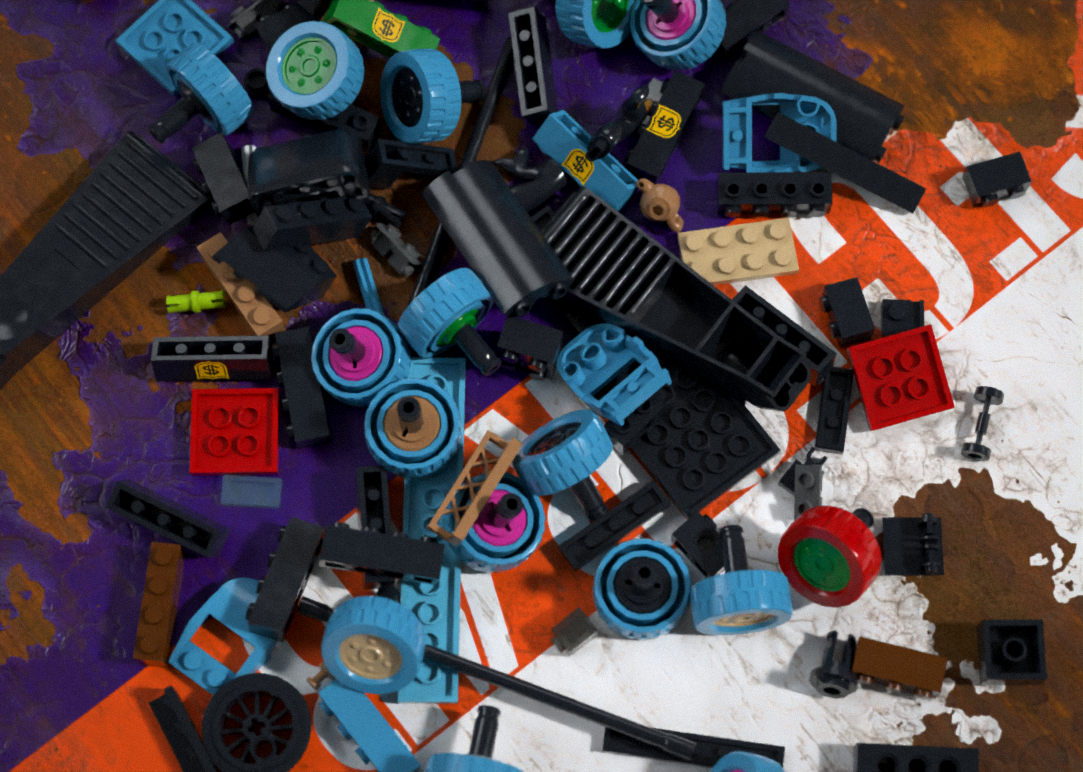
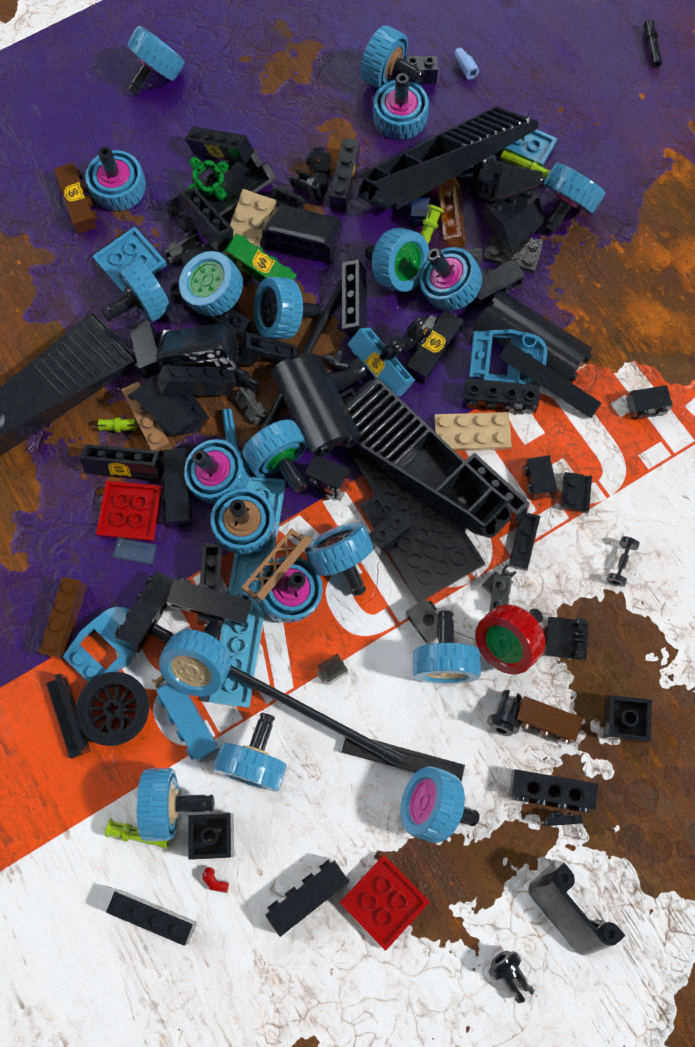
camera: 10 degrees right, 0 degrees up
(168, 518) = (77, 562): black brick -> none
(598, 358) = (372, 489): dark azure slope -> none
(614, 526) = (368, 601): black plate -> none
(642, 589) = (381, 646): dark azure wheel -> none
(660, 204) = (425, 394): medium nougat piece -> none
(900, 377) = (571, 524): red plate -> none

